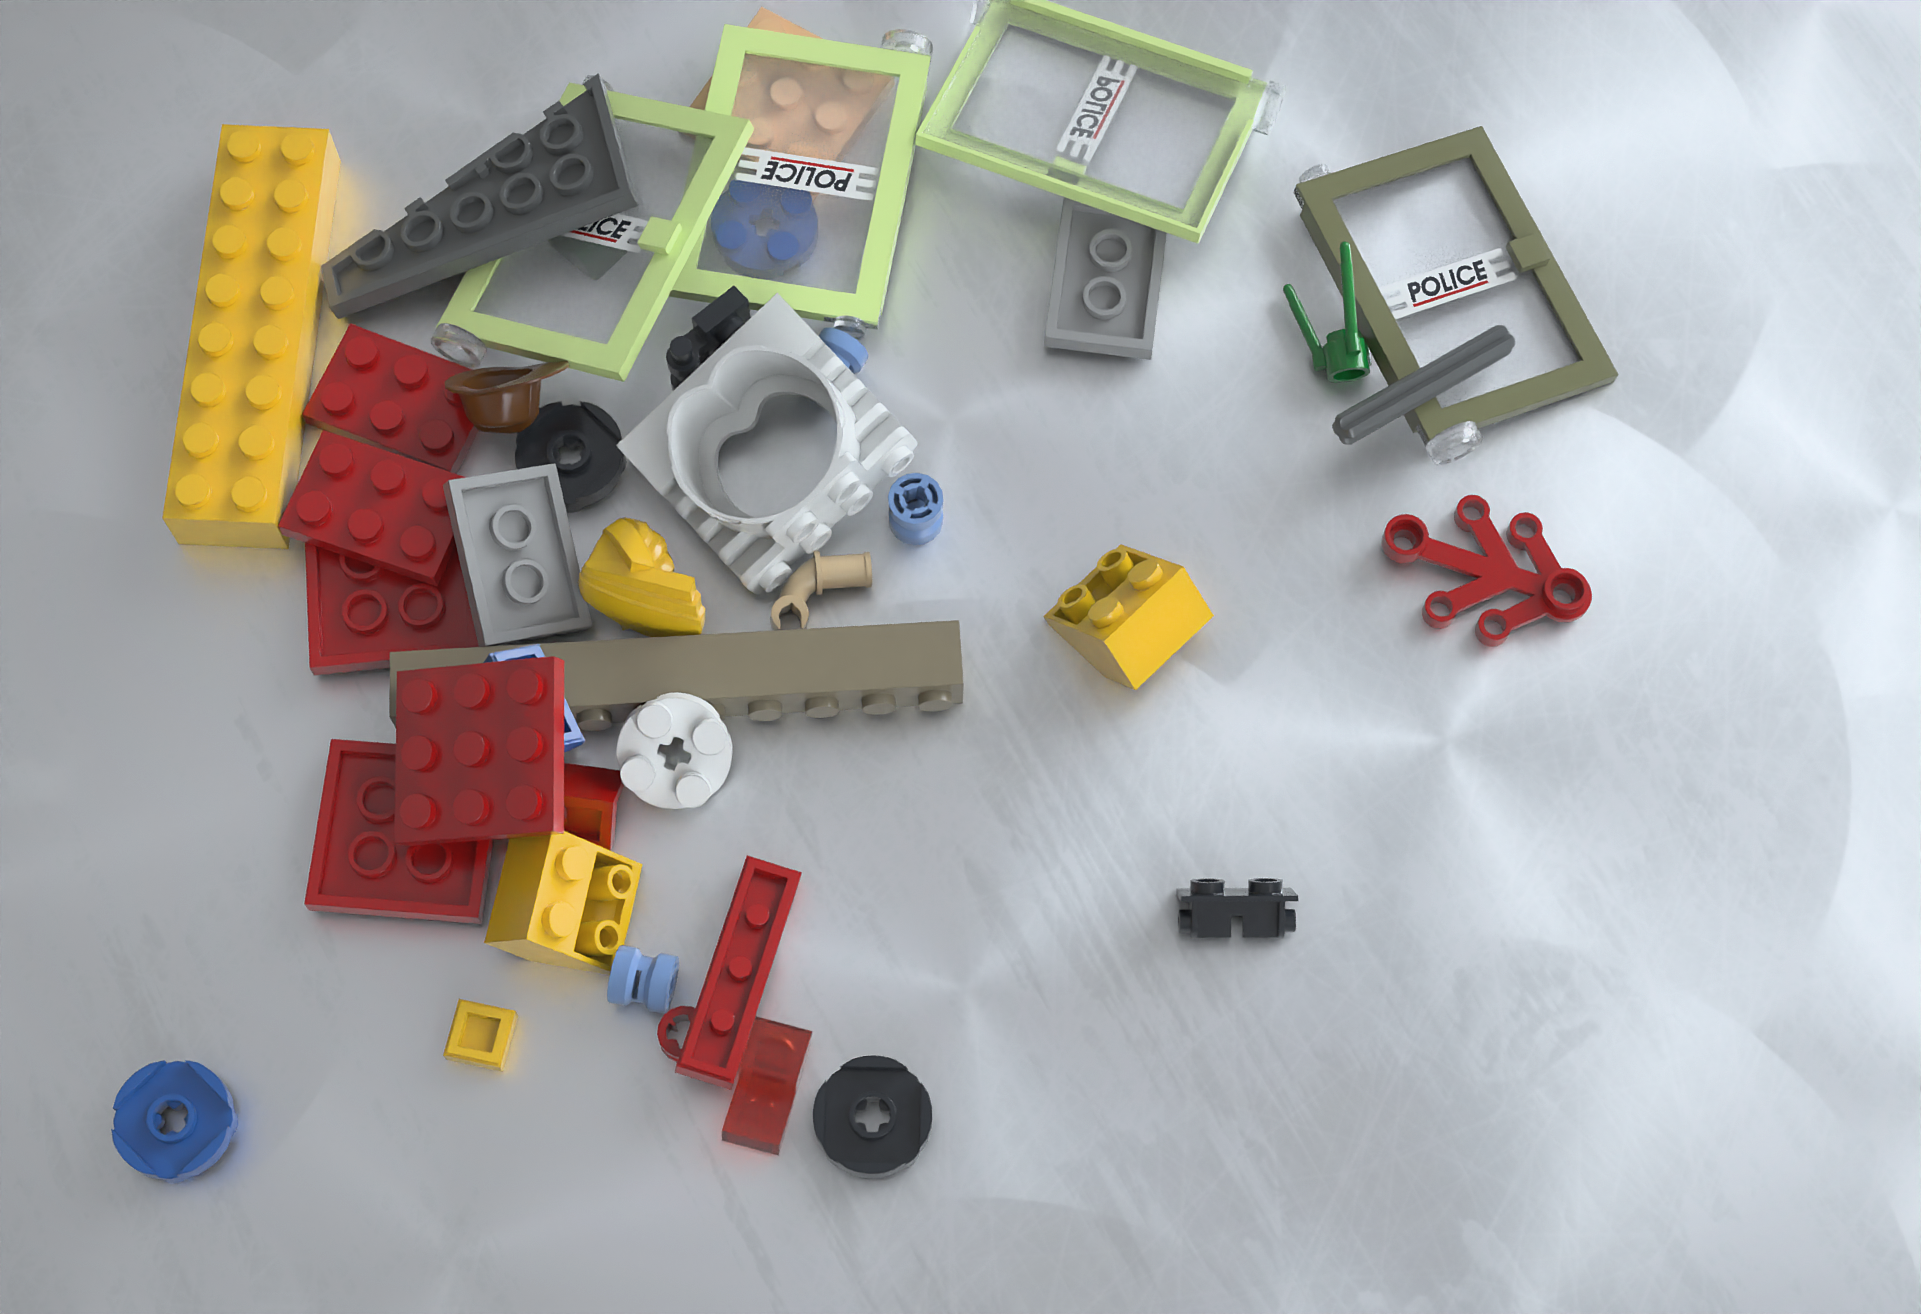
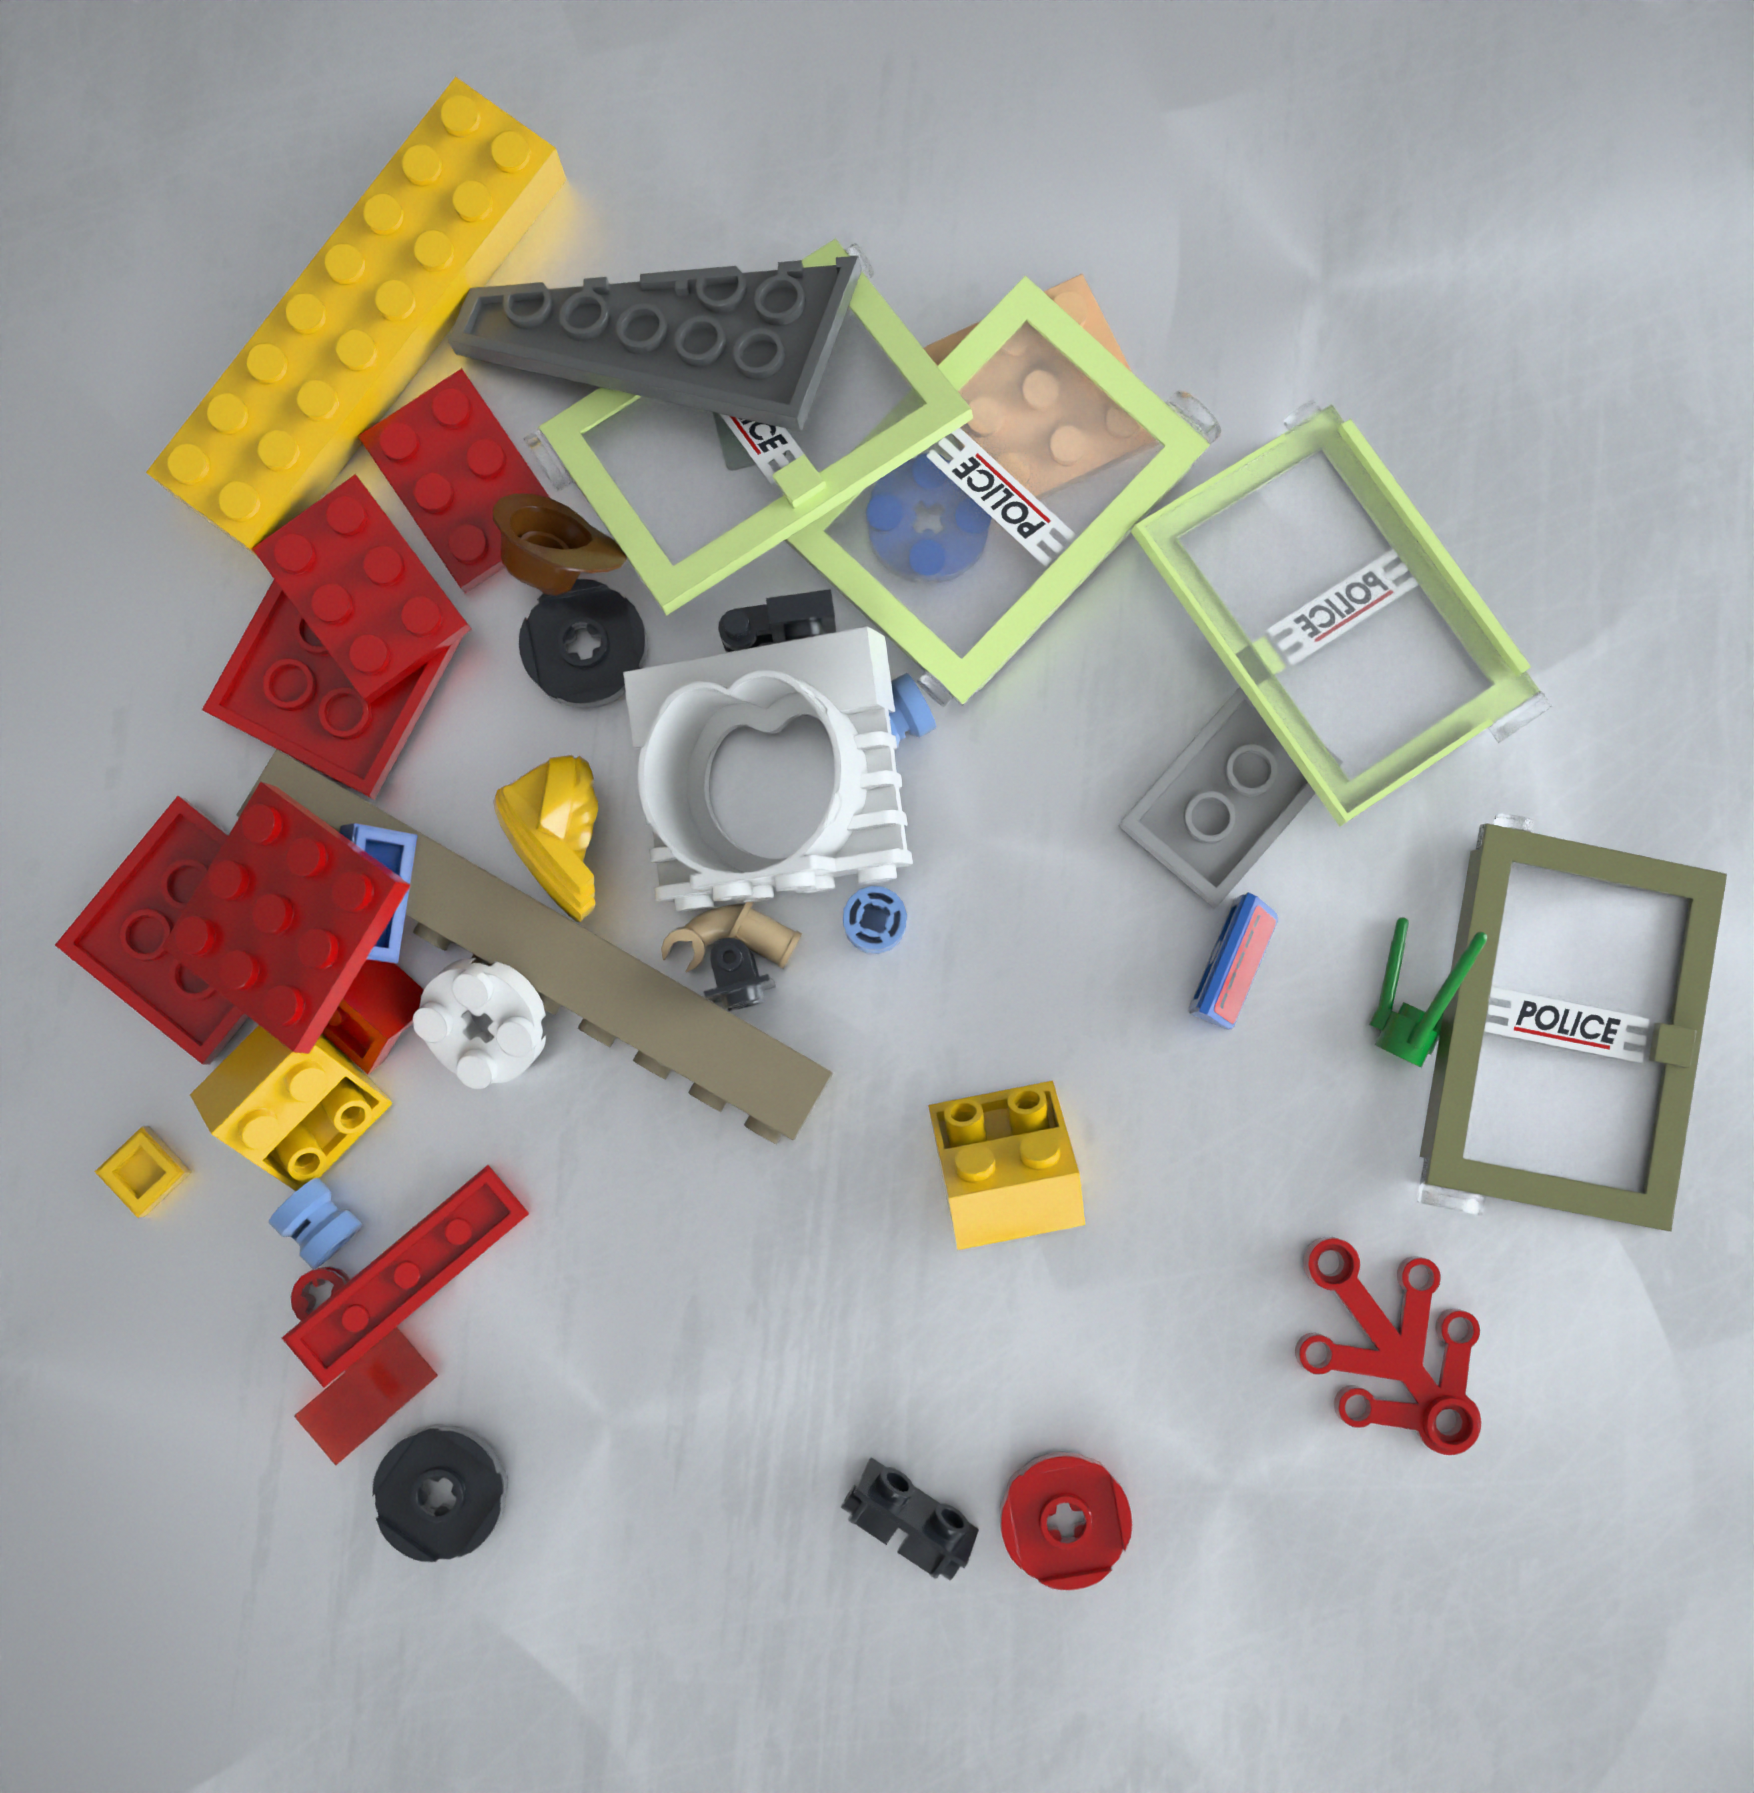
camera: 35 degrees right, 15 degrees up
(517, 555) = (457, 725): light grey plate -> none
(845, 593) = (736, 976): none -> black hinge
(1189, 384) = (1234, 961): none -> slope
(1347, 866) = (1096, 1541): none -> red plate
(1423, 384) = (1460, 1127): dark grey axle -> none

